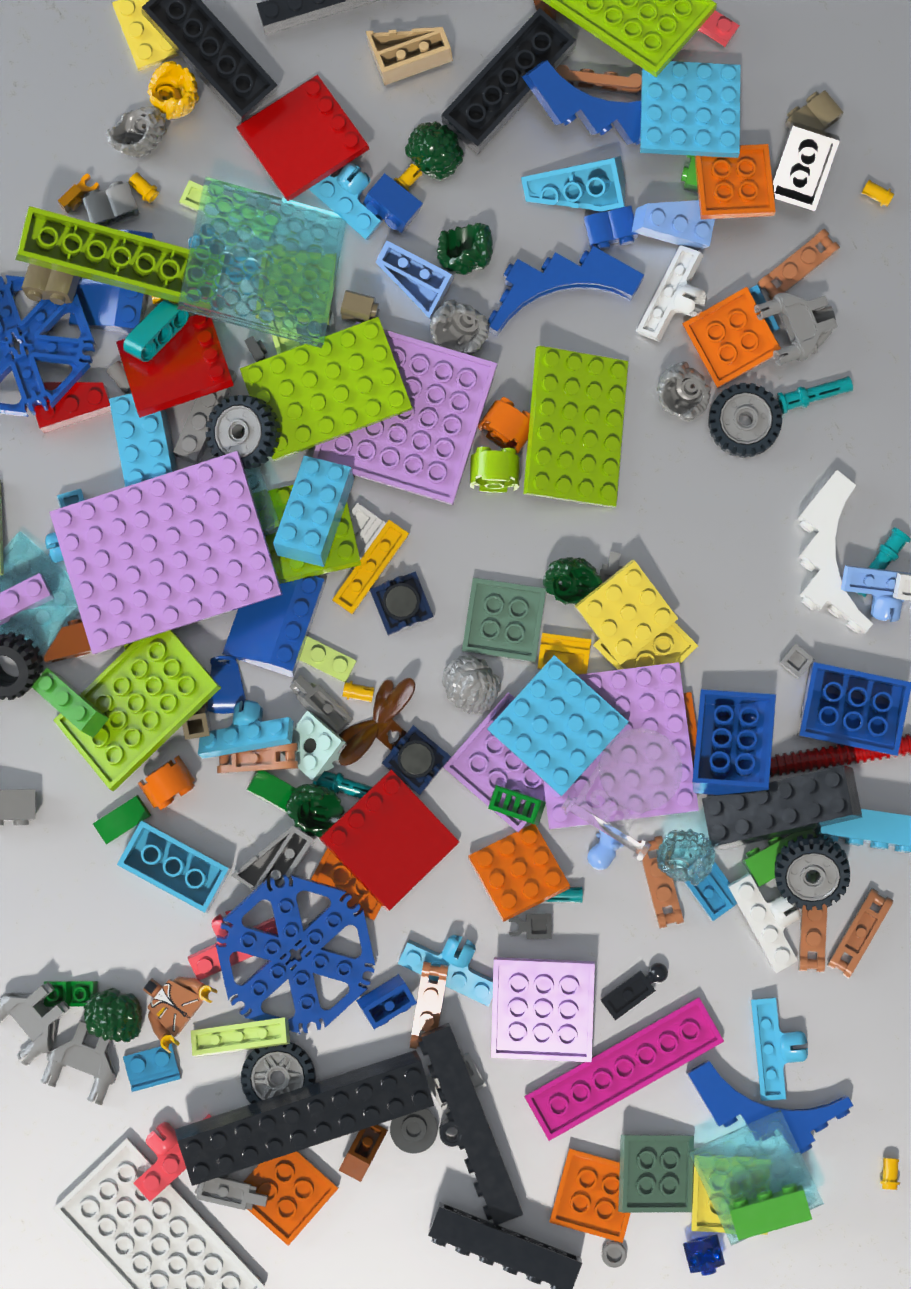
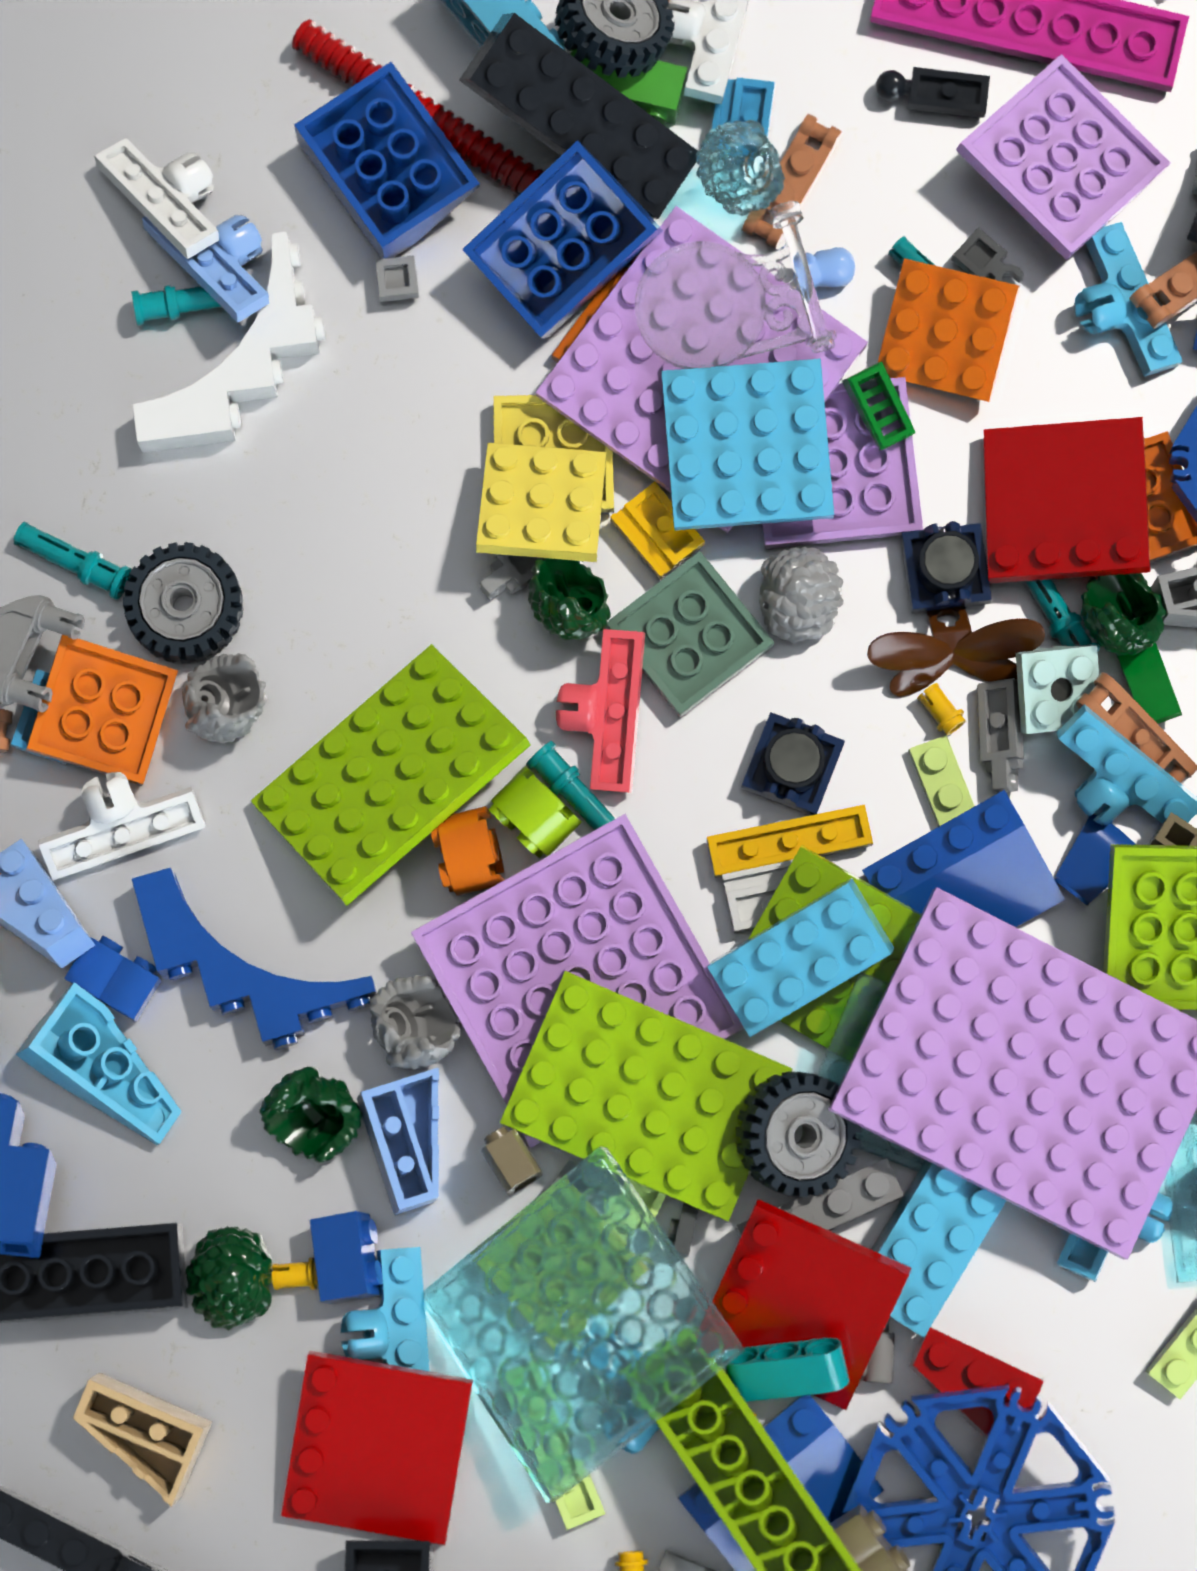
camera: 140 degrees left, 5 degrees down
(496, 500) = (565, 781): none -> teal pin
(506, 549) = (609, 710): none -> coral plate

